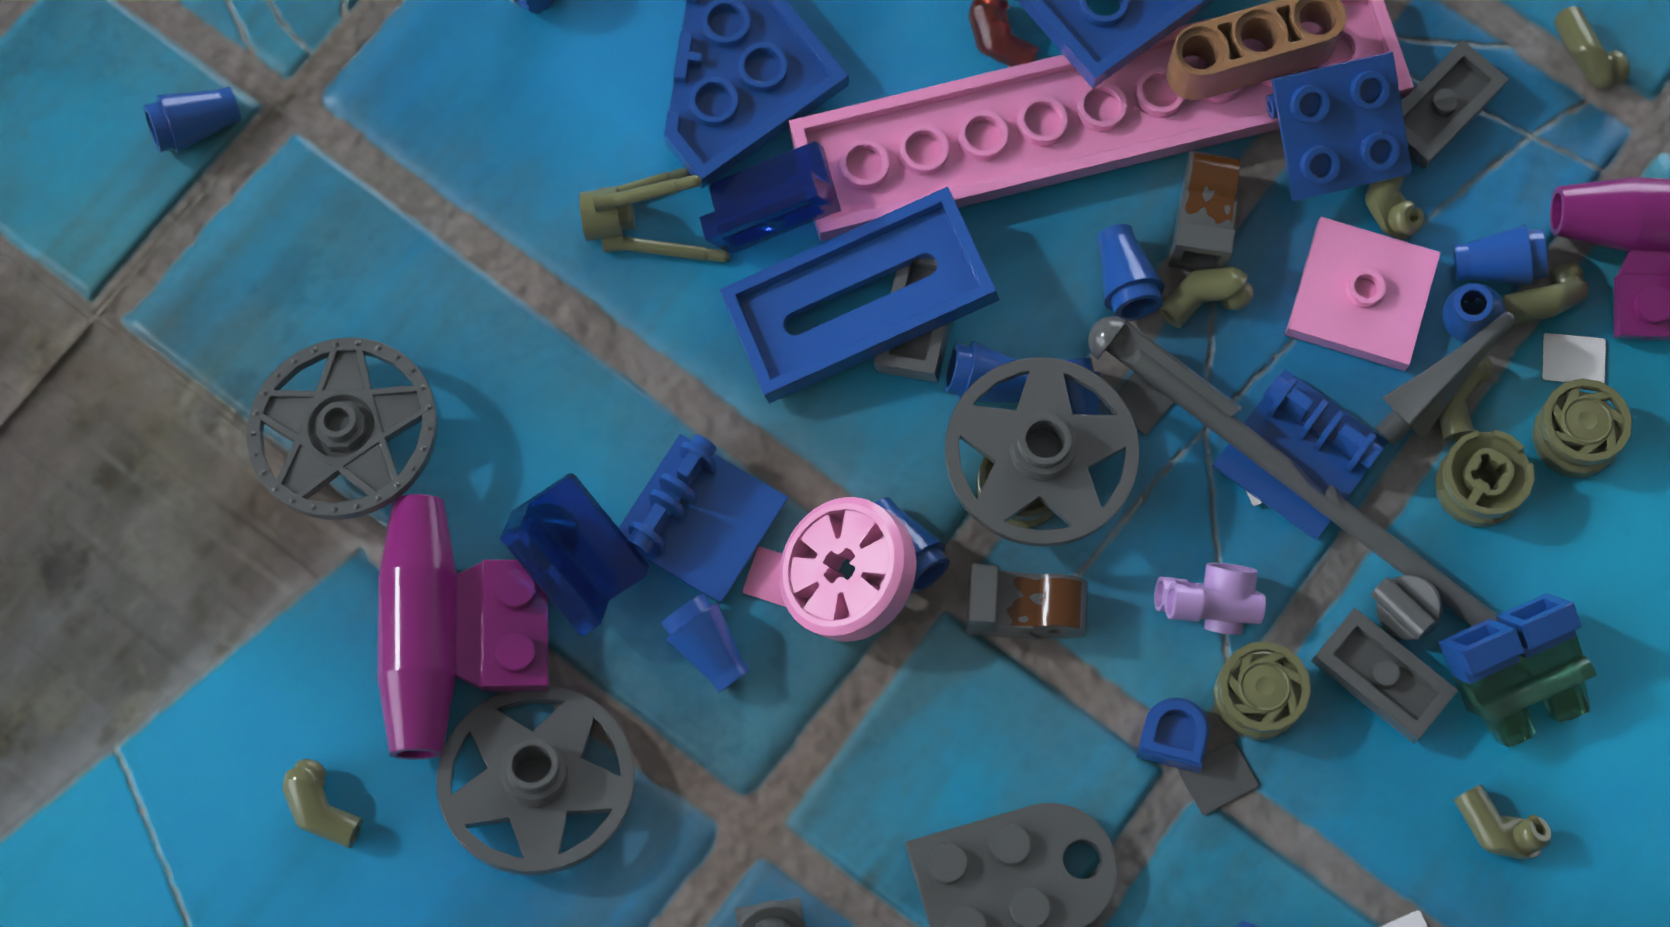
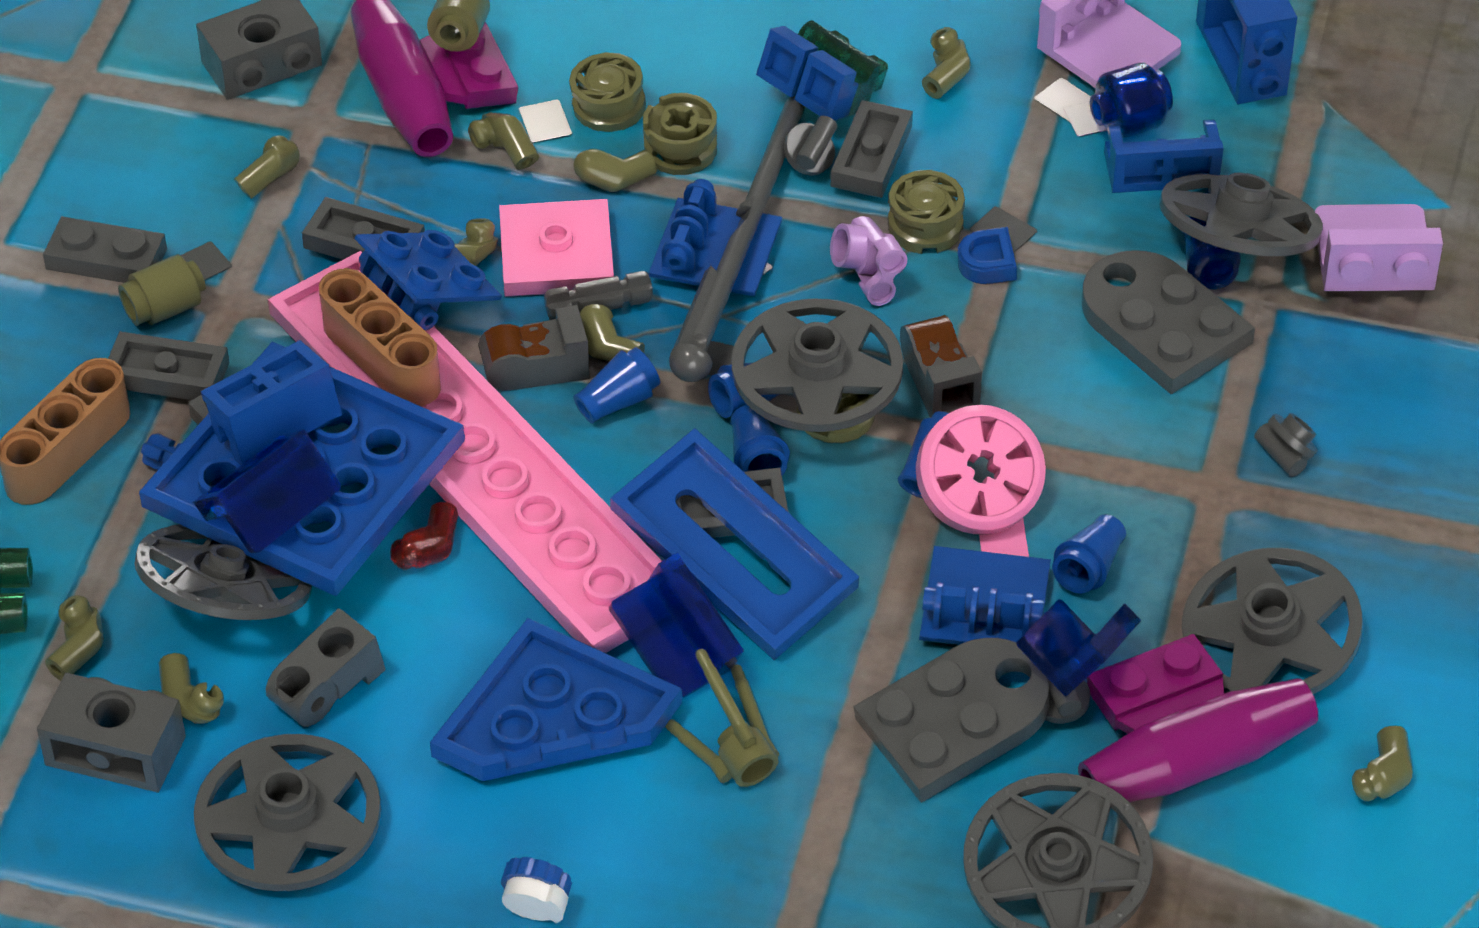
camera: 110 degrees left, 25 degrees down
(567, 415) = (955, 714): none -> dark grey plate
(1270, 307) = (607, 291): none -> dark grey axle
(1424, 397) = (637, 178): dark grey piece -> none
(1465, 326) = (545, 166): blue cone -> none
(1505, 257) = (484, 166): blue cone -> none

